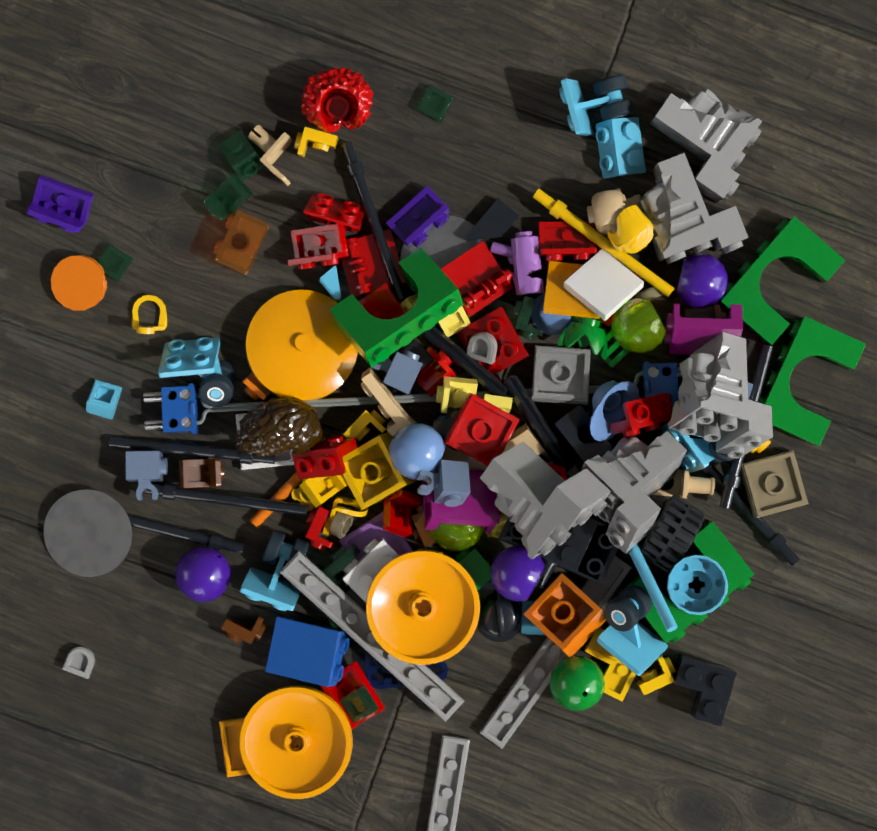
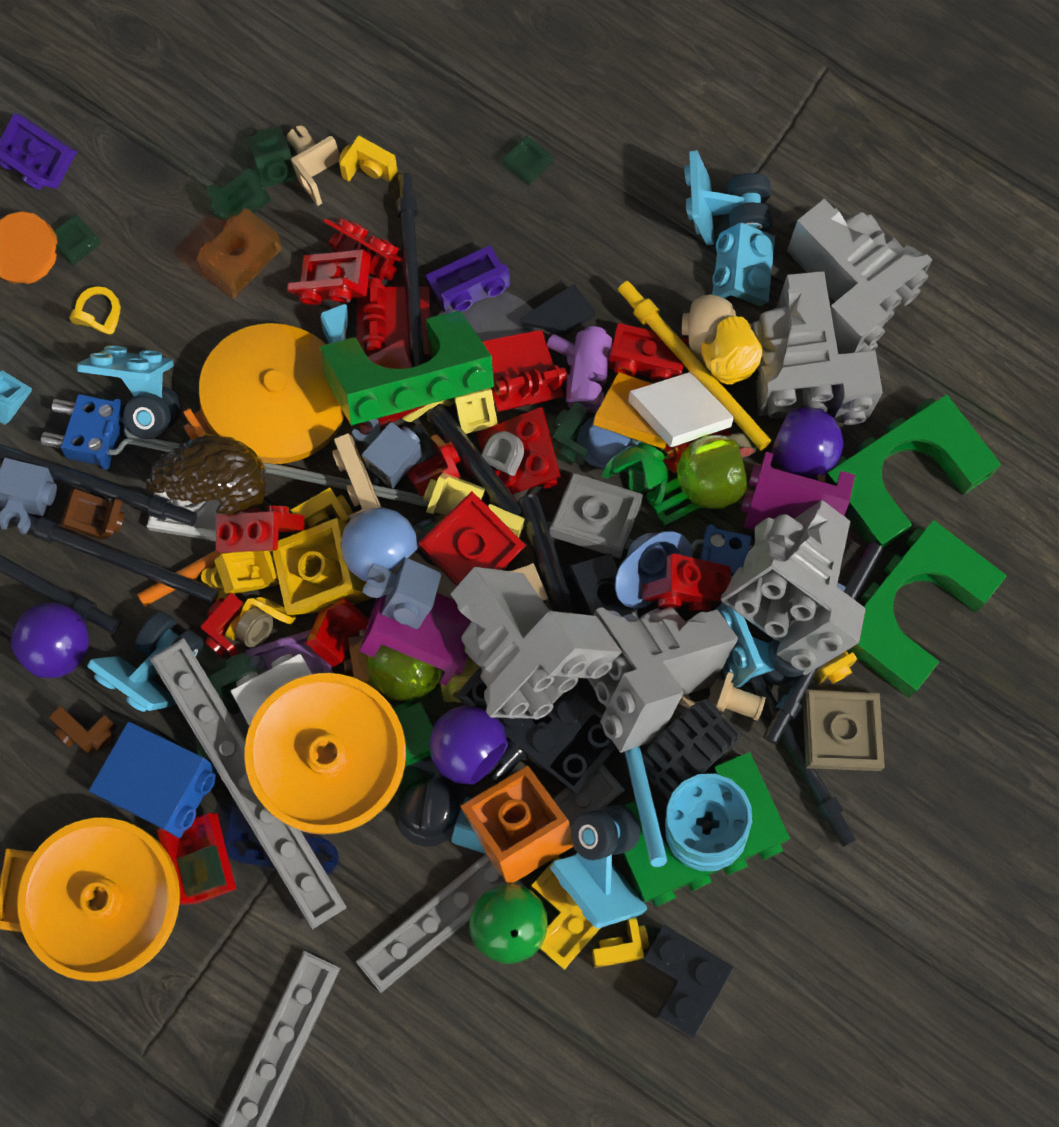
camera: 15 degrees right, 15 degrees down
(336, 99) = (407, 115): red hair -> none

